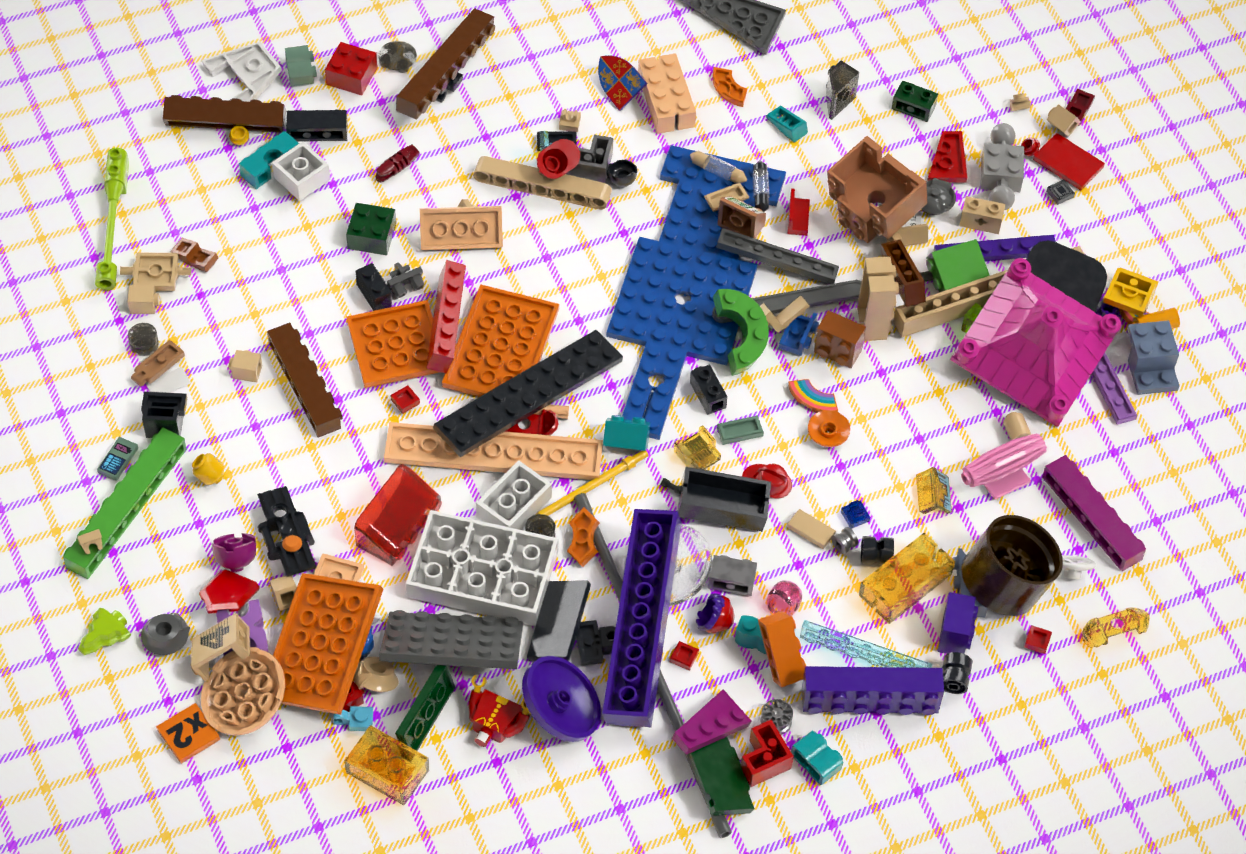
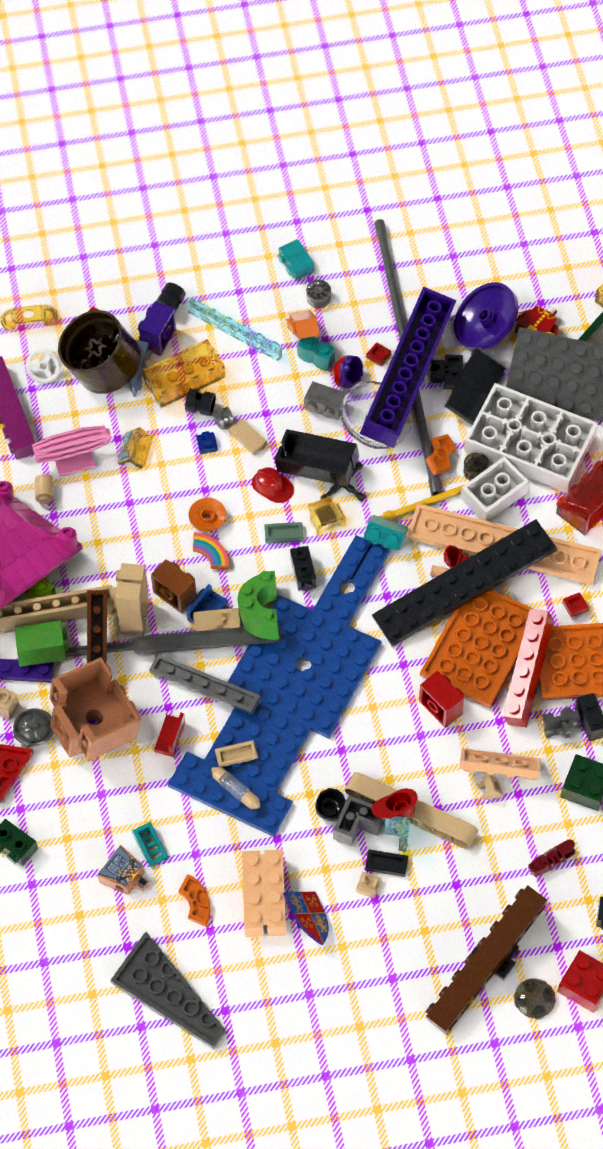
camera: 165 degrees left, 5 degrees up
(531, 273) = (441, 698): none -> red brick
(711, 723) = (366, 291): magenta wing -> none
(722, 779) = (374, 257): dark green piece -> none
(740, 217) = (229, 719): nougat slope -> none
(761, 185) = (200, 758): piece -> none
(769, 756) = (334, 259): red brick -> none
(785, 597) = (287, 375): clear pink helmet -> none
(803, 92) = (123, 872): none -> torso
(840, 87) = (87, 858): clear smoke slope -> none
(872, 690) = (240, 290): dark purple brick -> none

